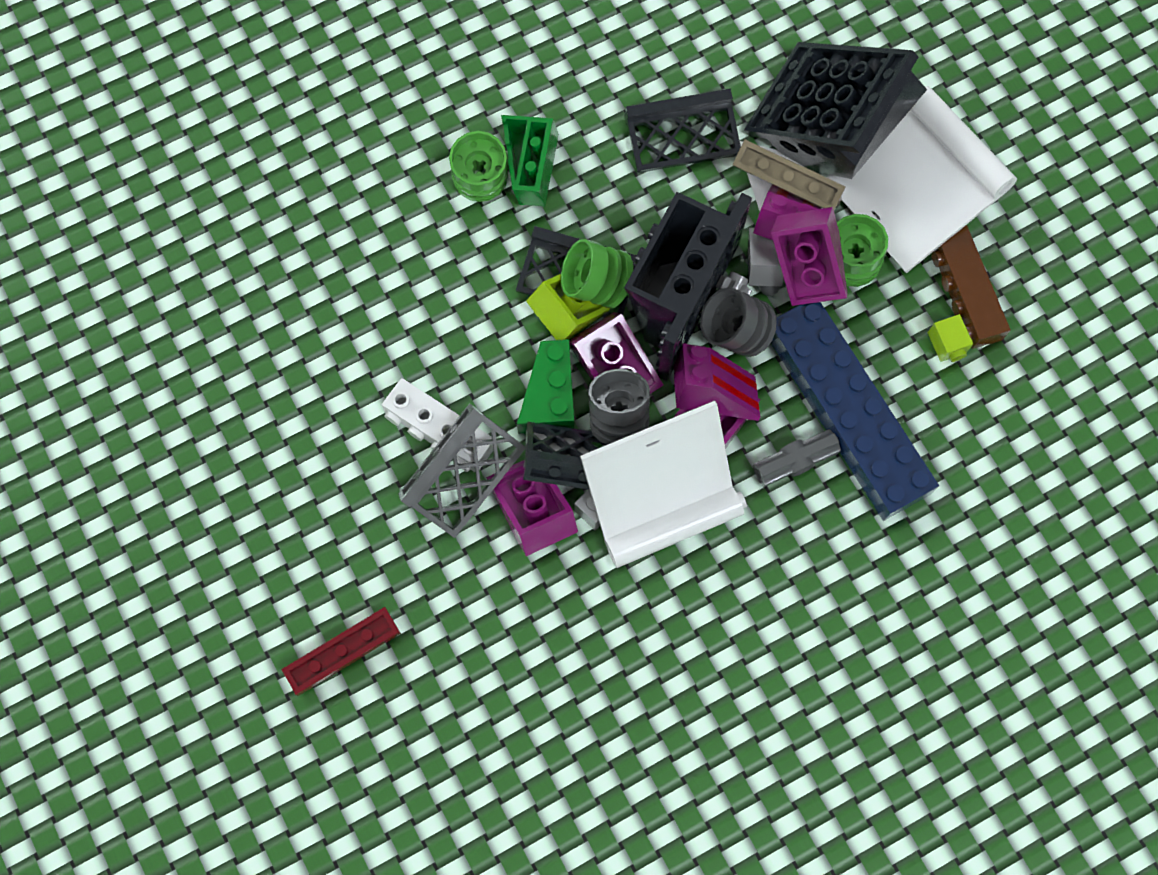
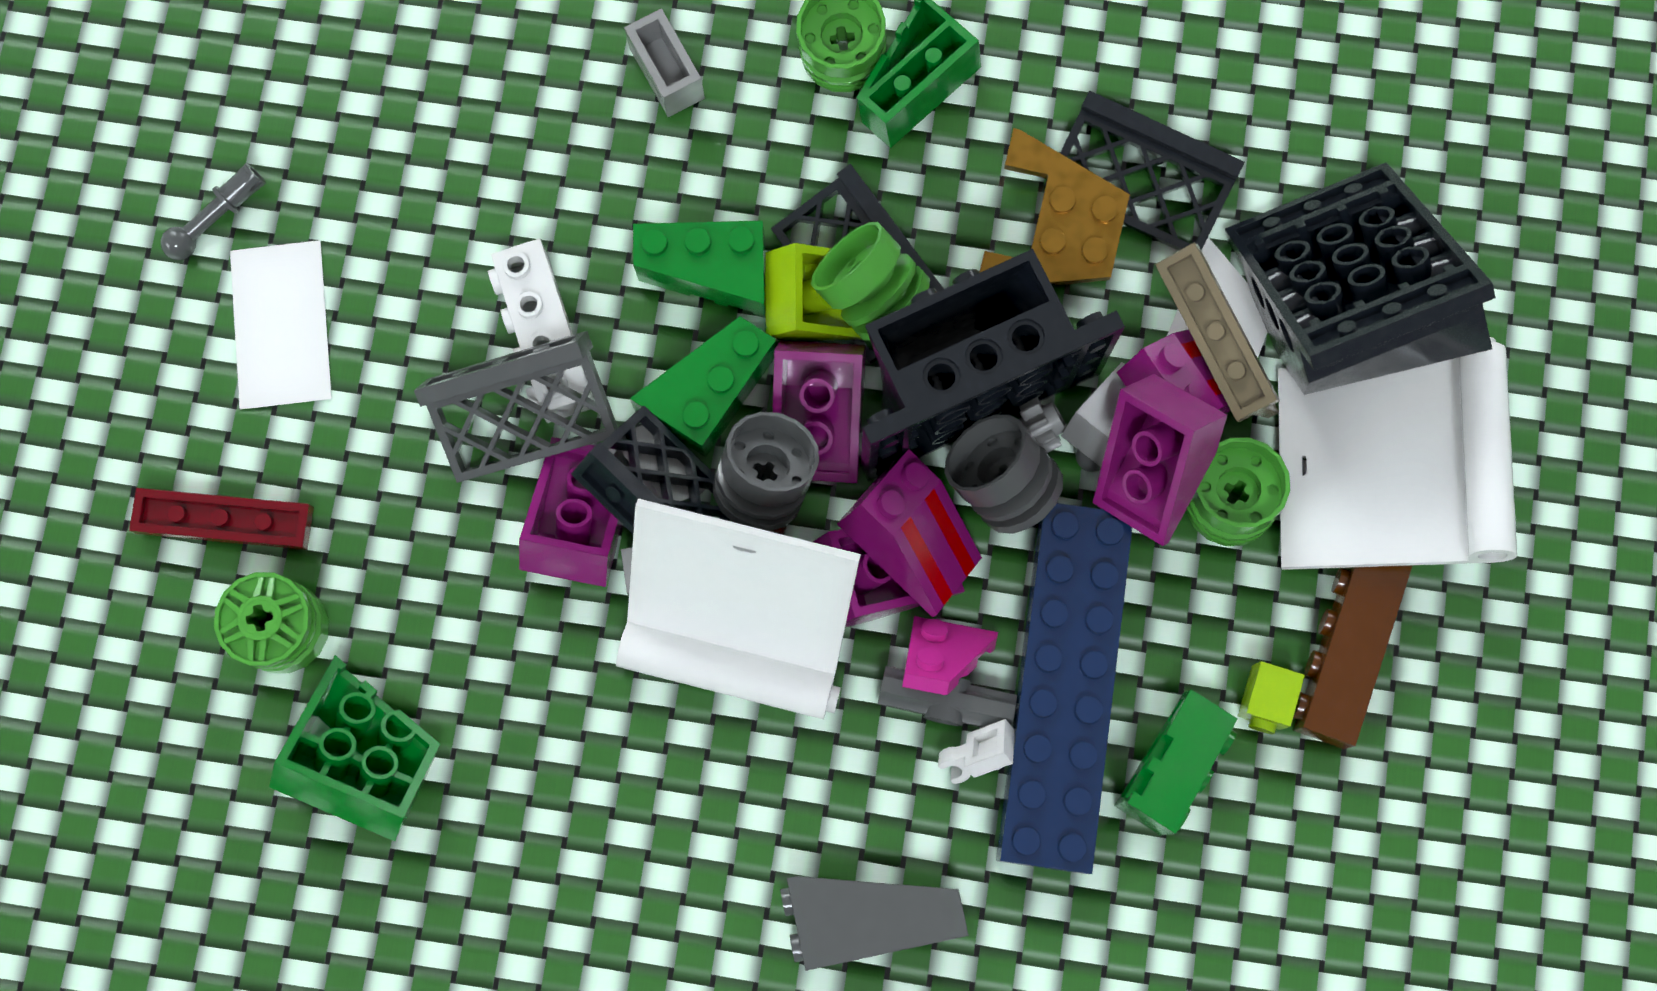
camera: 40 degrees right, 5 degrees up
(197, 524) = (180, 242): none -> dark grey pin
(289, 528) = (280, 325): none -> white sticker
(394, 243) = (664, 62): none -> light grey brick
(414, 699) = (288, 640): none -> bright green wheel
(497, 327) = (705, 259): none -> green wedge
(518, 717) = (355, 755): none -> green wedge
(664, 172) = (1077, 217): none -> pearl gold wing
(777, 435) = (943, 654): none -> dark pink wing
(837, 469) = (984, 752): none -> white plate
(846, 596) = (867, 919): none -> dark grey slope
(934, 404) = (1178, 764): none -> green wedge

